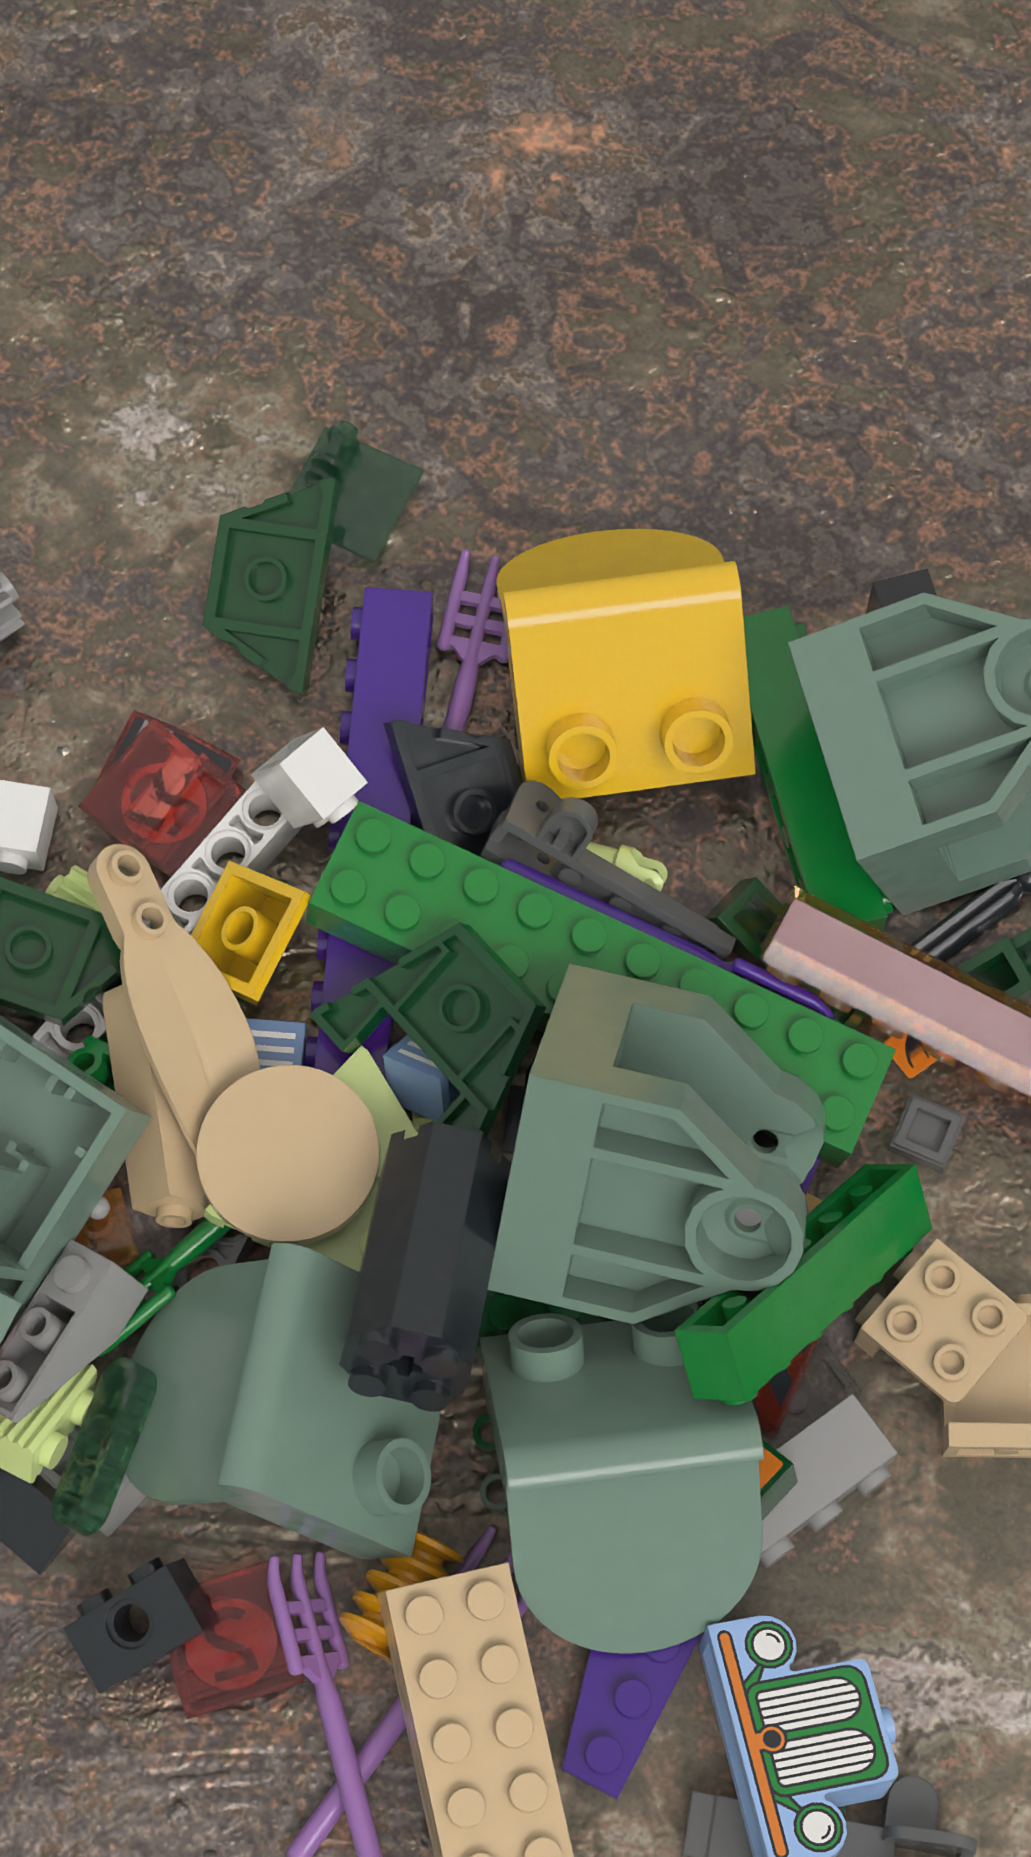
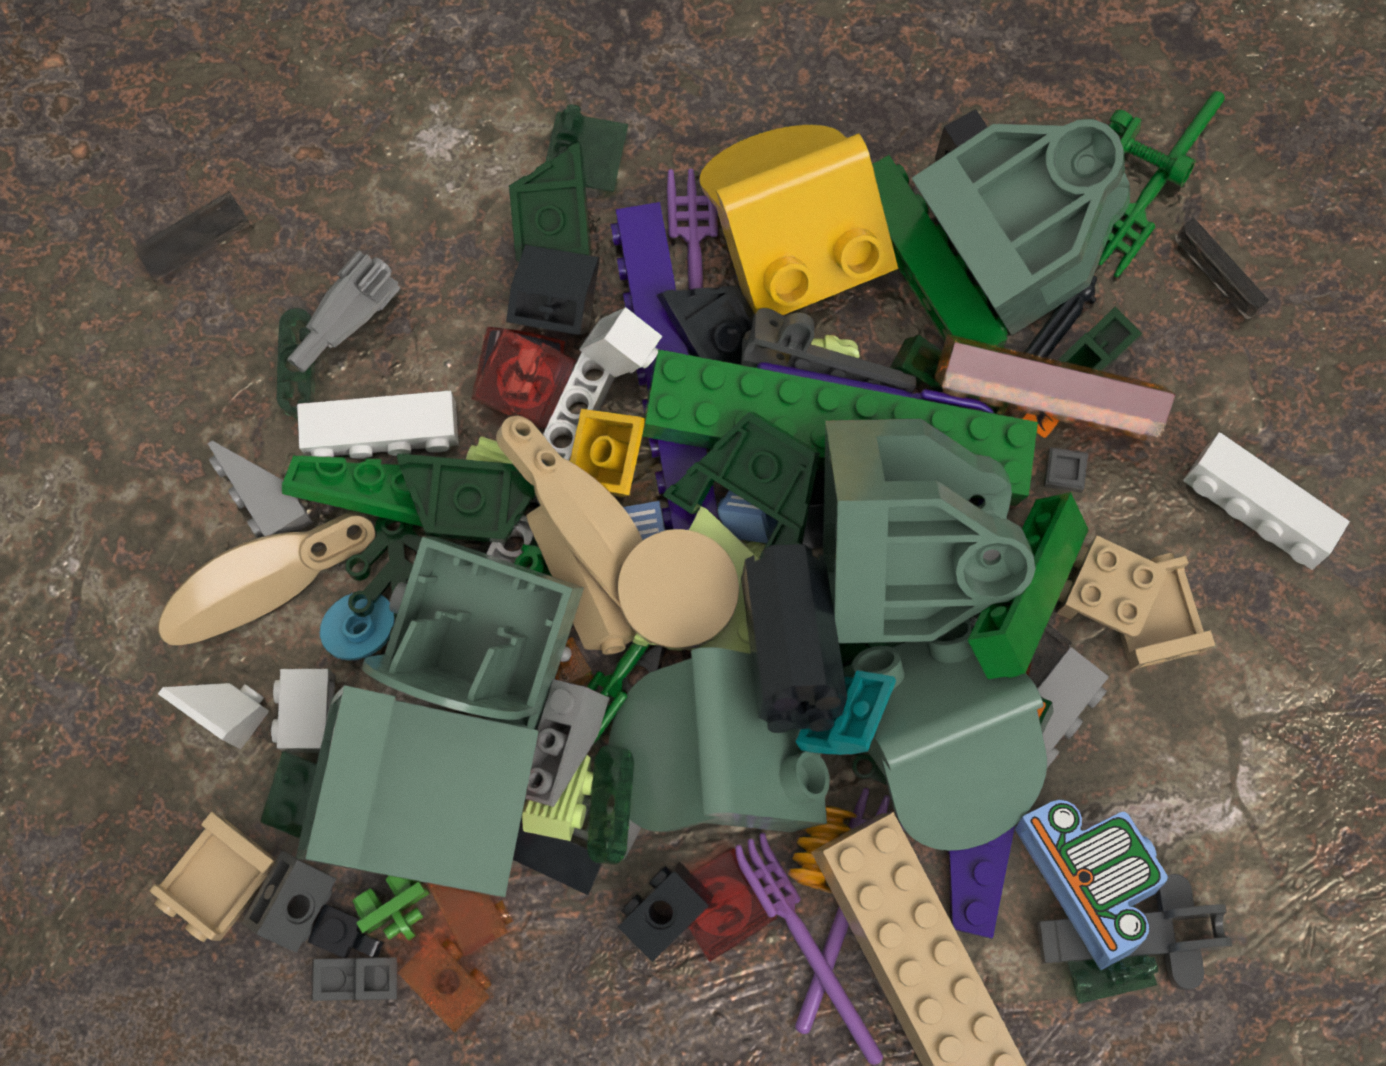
camera: 15 degrees left, 5 degrees up
(241, 681) = (553, 290): none -> black slope
(495, 1393) = (856, 727): none -> teal slope

